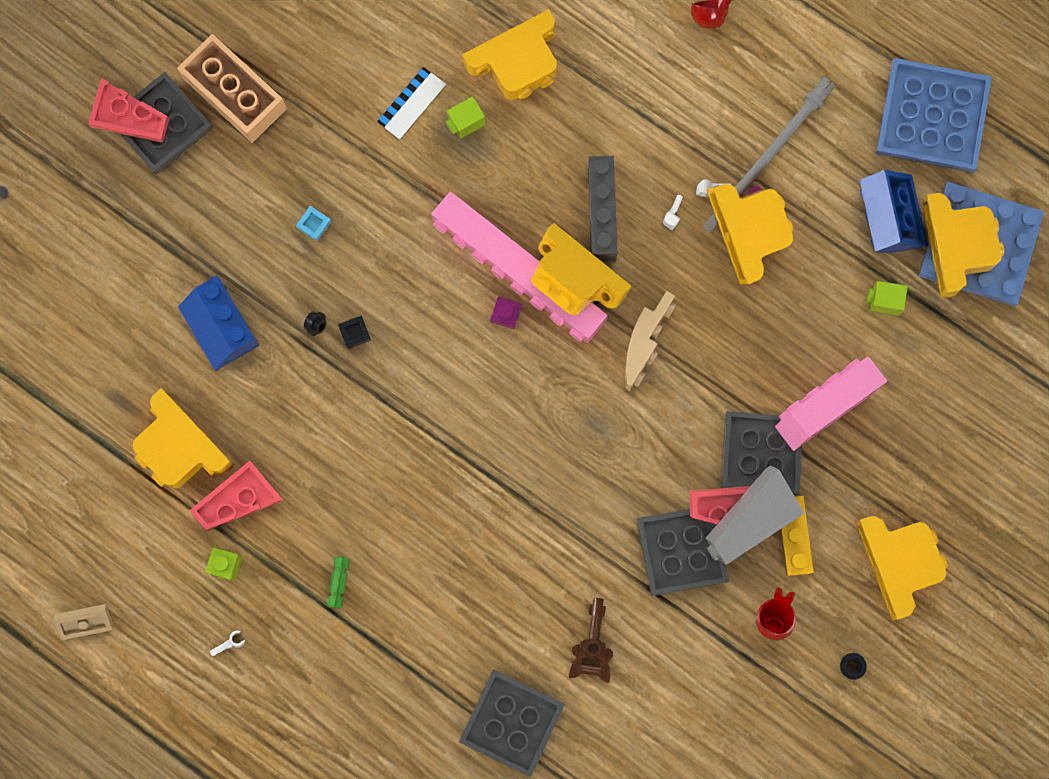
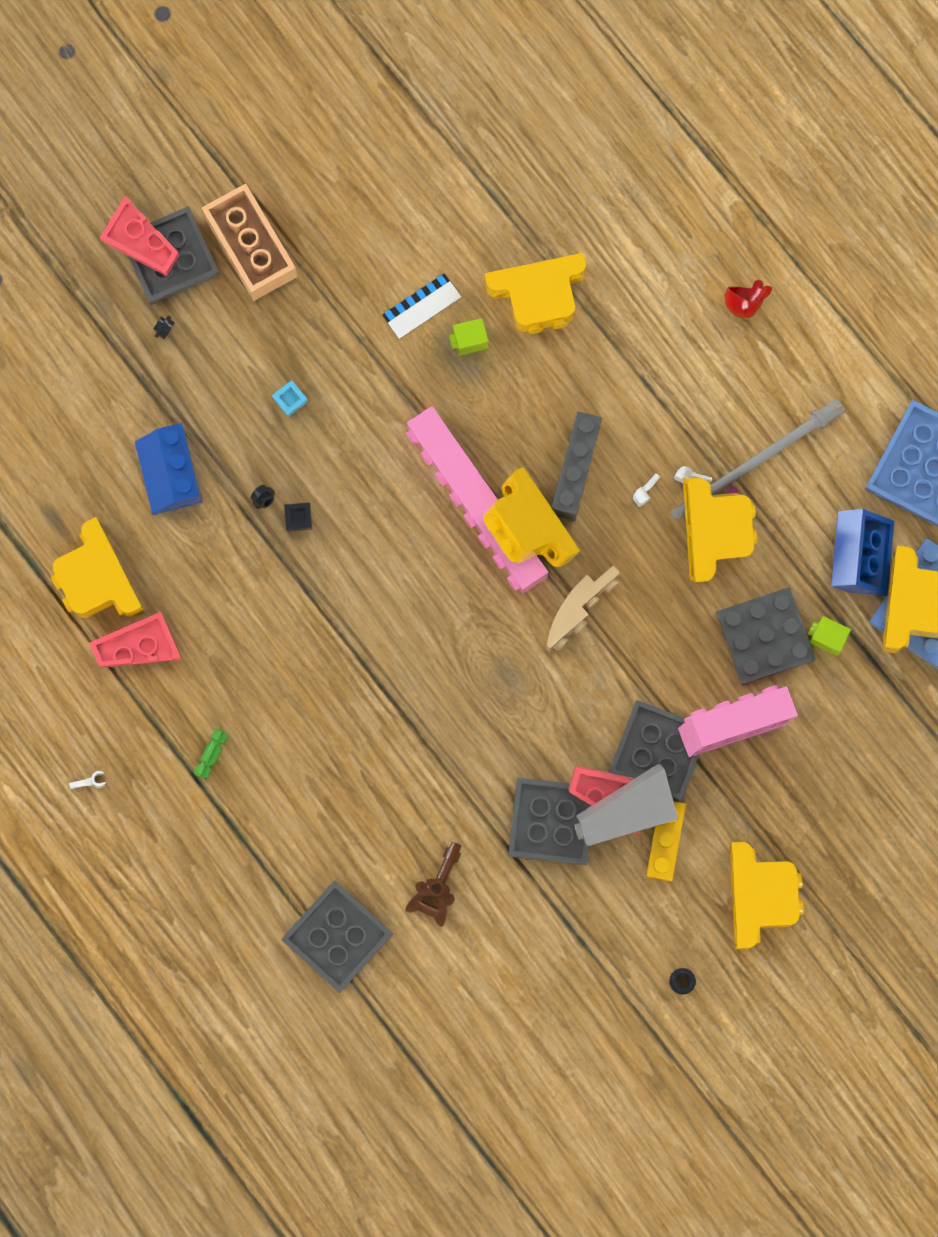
camera: 15 degrees right, 0 degrees up
(174, 191) = (163, 327): none -> black plate
(224, 564) = (107, 704): lime brick -> none
(506, 313) = (451, 541): magenta plate -> none
(776, 616) = (622, 911): red piece -> none
(827, 316) = (765, 636): none -> dark grey plate

